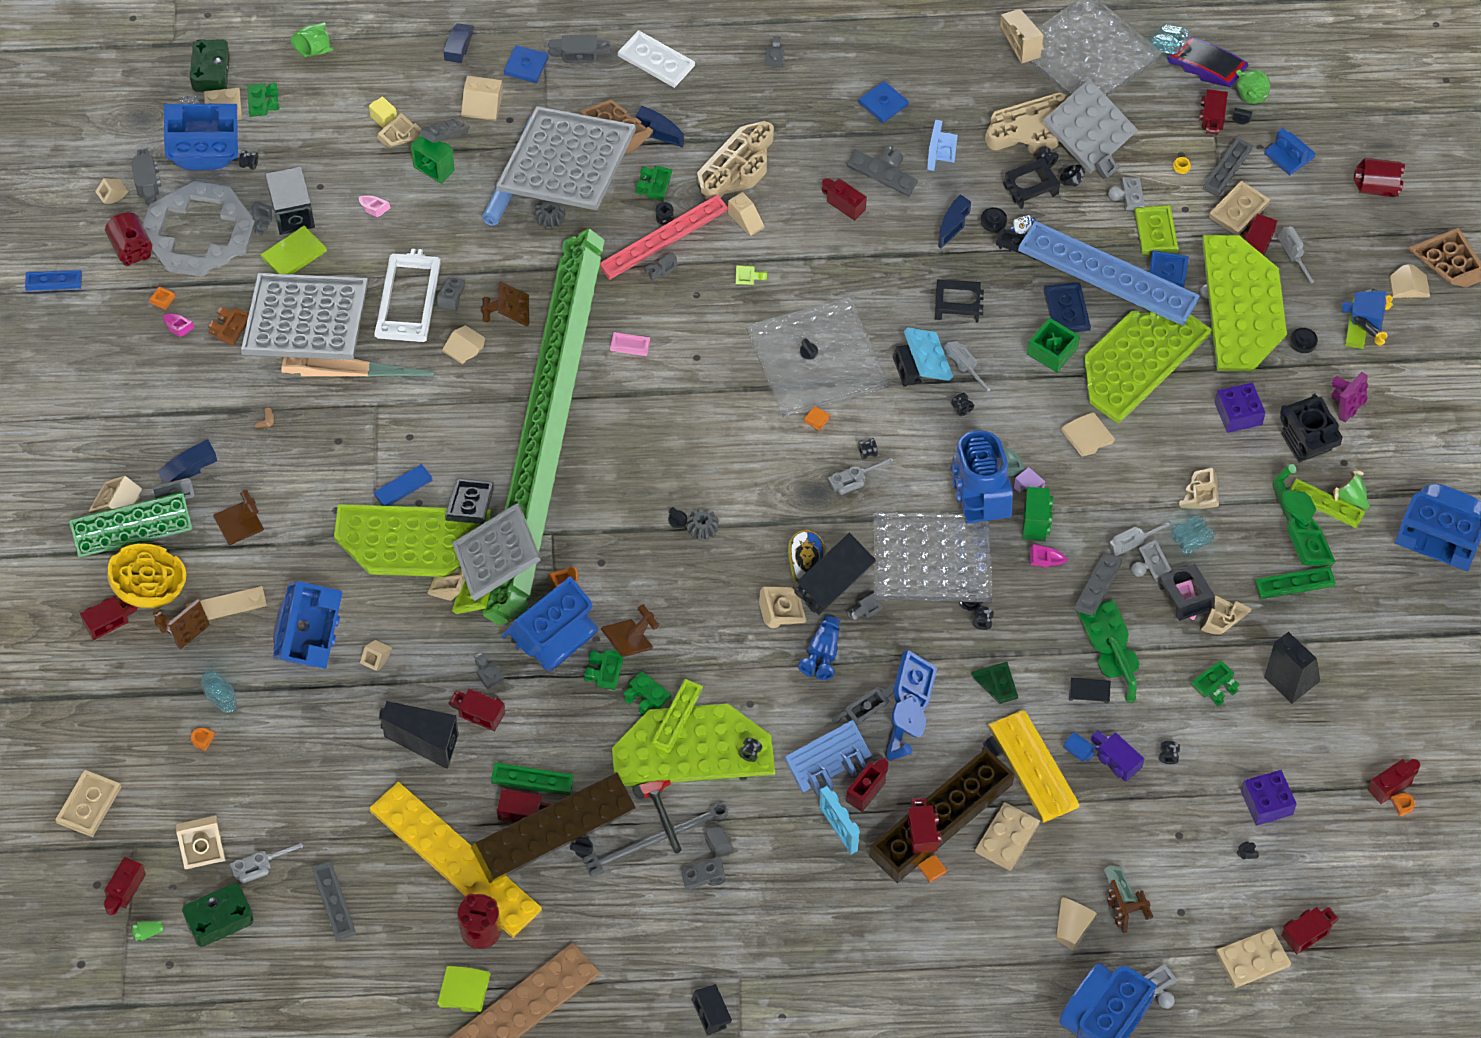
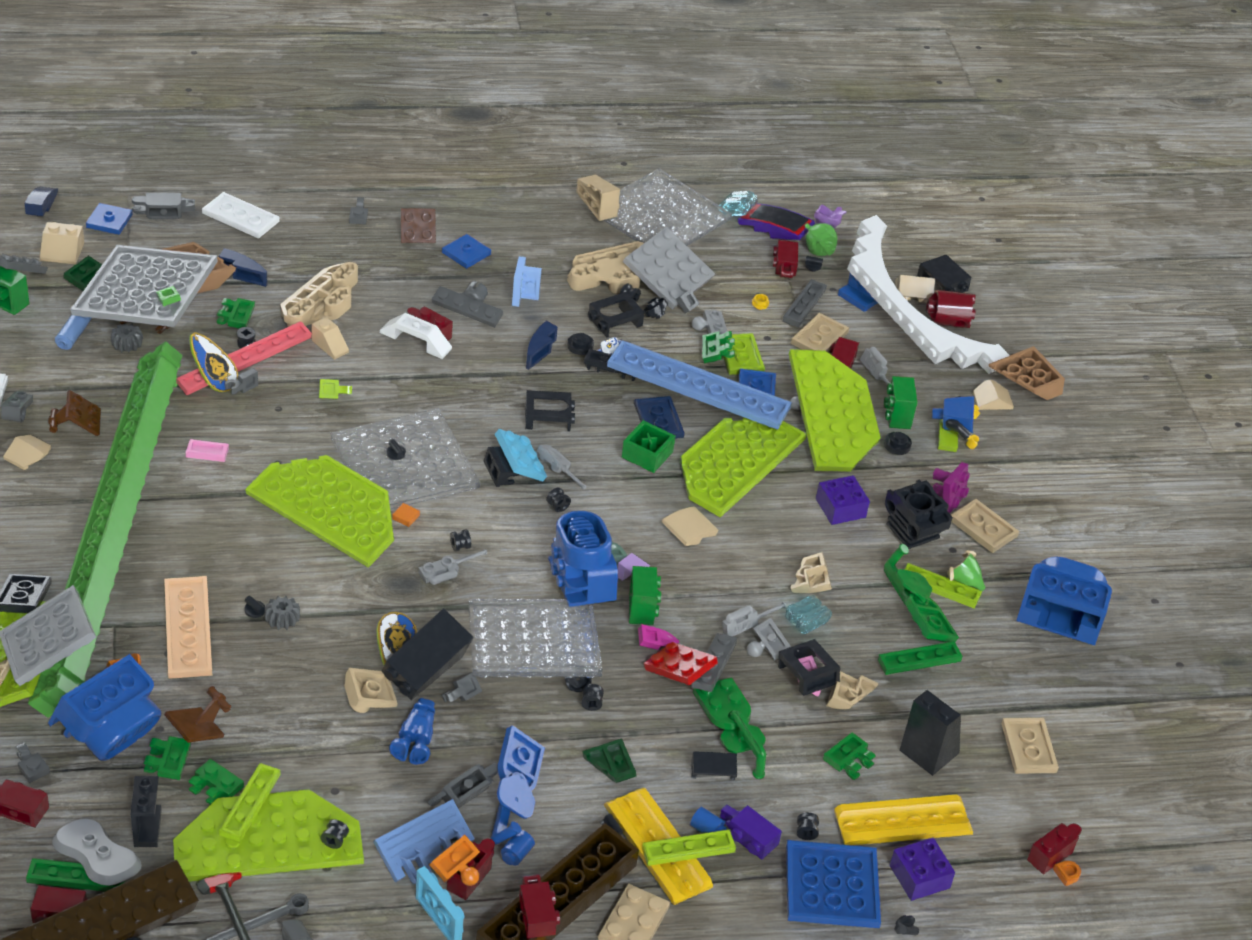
camera: 10 degrees left, 15 degrees down
(505, 135) = (82, 272): none -> dark green wing
(555, 767) = (101, 858): none -> light grey plate
(588, 724) = (145, 812): none -> black panel
(590, 175) = (168, 295): none -> bright green tile
(618, 537) = (188, 627): none -> light nougat plate
(633, 248) = (212, 362): none -> shield
(746, 408) = (329, 504): none -> lime plate
(833, 205) = (436, 342): none -> white slope
(834, 72) = (418, 225): none -> reddish brown plate
(853, 780) = (455, 860): none -> orange plate
(908, 766) = (517, 848): none -> blue brick
(1060, 771) = (688, 847): none -> lime tile
(1066, 586) = (680, 663): none -> red plate
(1126, 223) = (712, 346): none -> green plate
(1186, 808) = (832, 884): none -> blue plate
(1258, 748) = (902, 820): none -> yellow plate
(1264, 57) = (827, 216): none -> medium lavender hat
(1311, 294) = (900, 402): none -> green brick
(1345, 149) = (915, 287): none -> tan slope
(1354, 216) = (931, 338): none -> white arch
(1378, 437) = (984, 525): none -> tan plate
(1380, 131) = (946, 274): none -> black panel
(1386, 677) = (1029, 745): none -> tan plate

